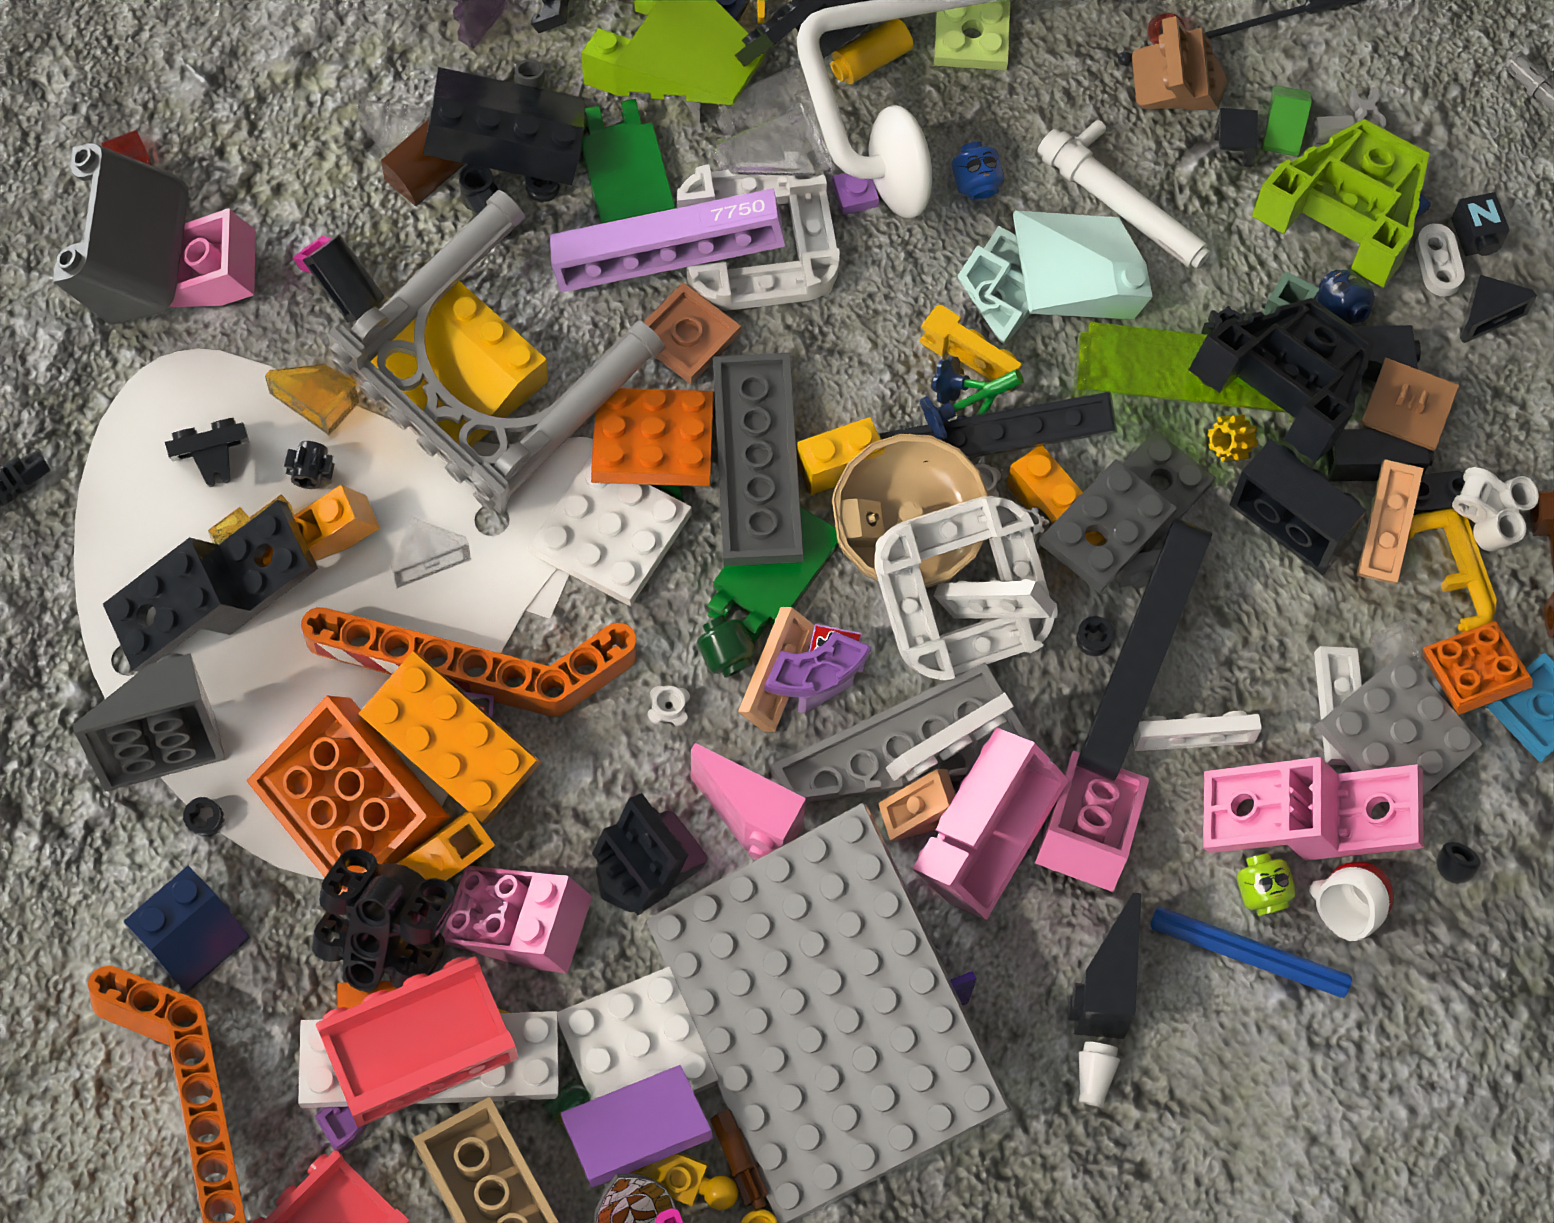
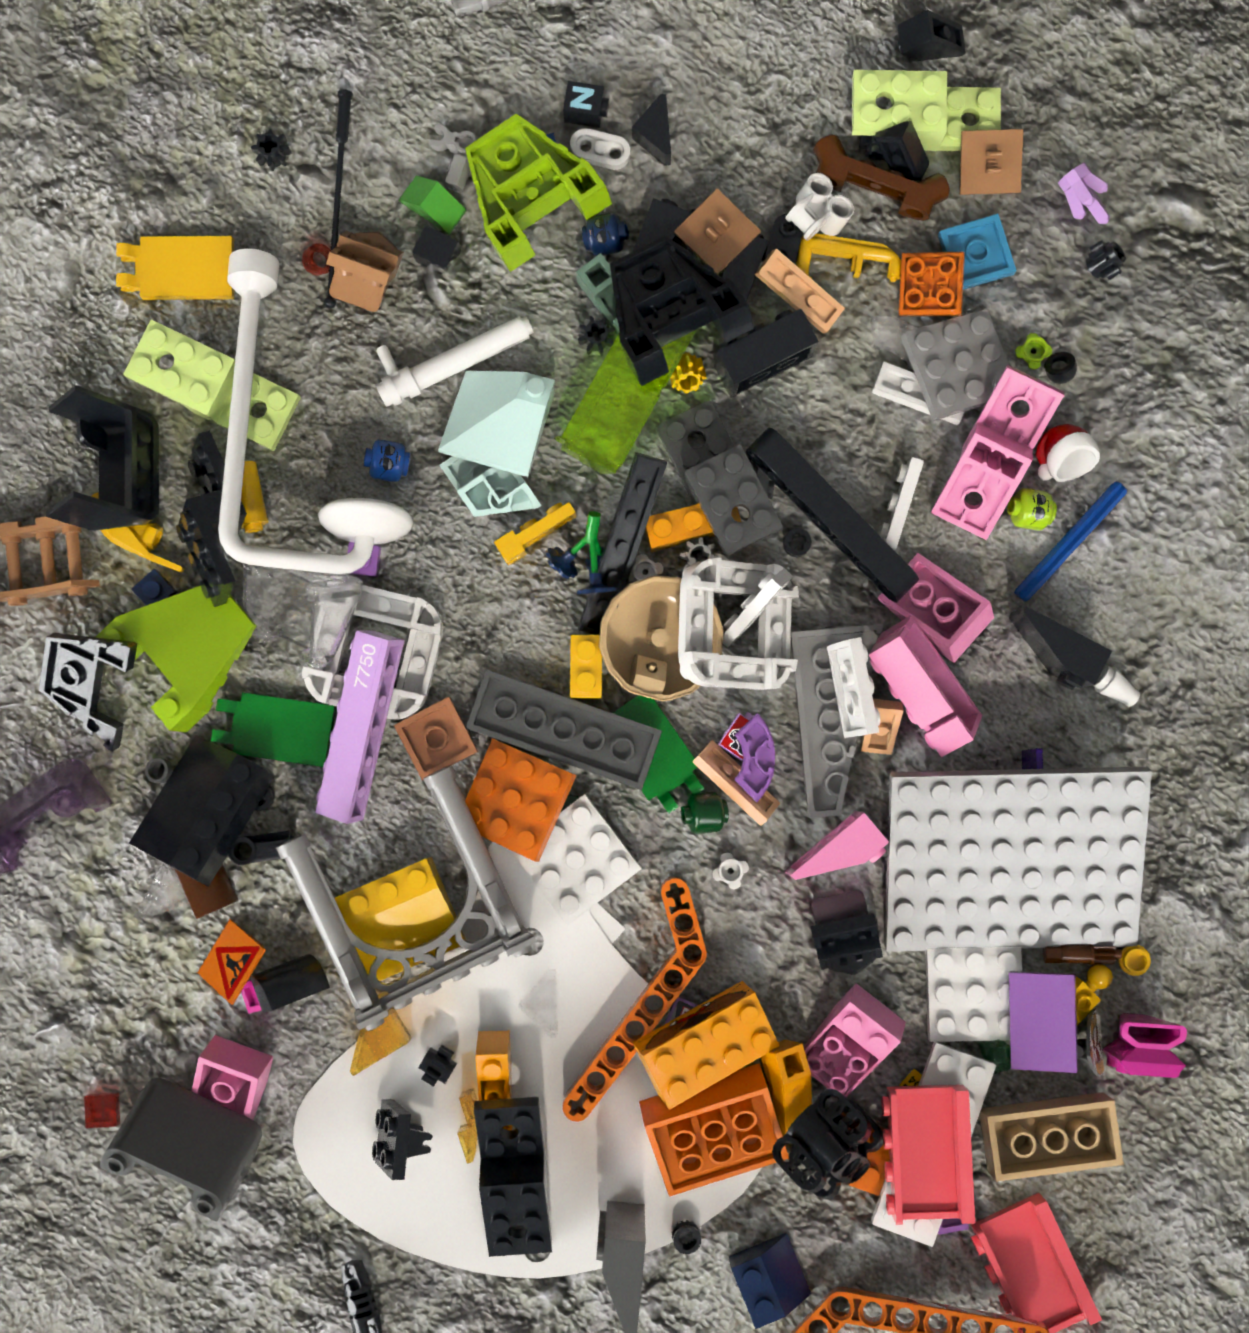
camera: 60 degrees left, 20 degrees up
(345, 216) = (231, 961): none -> orange piece
(1460, 808) = (1035, 342): none -> lime plate

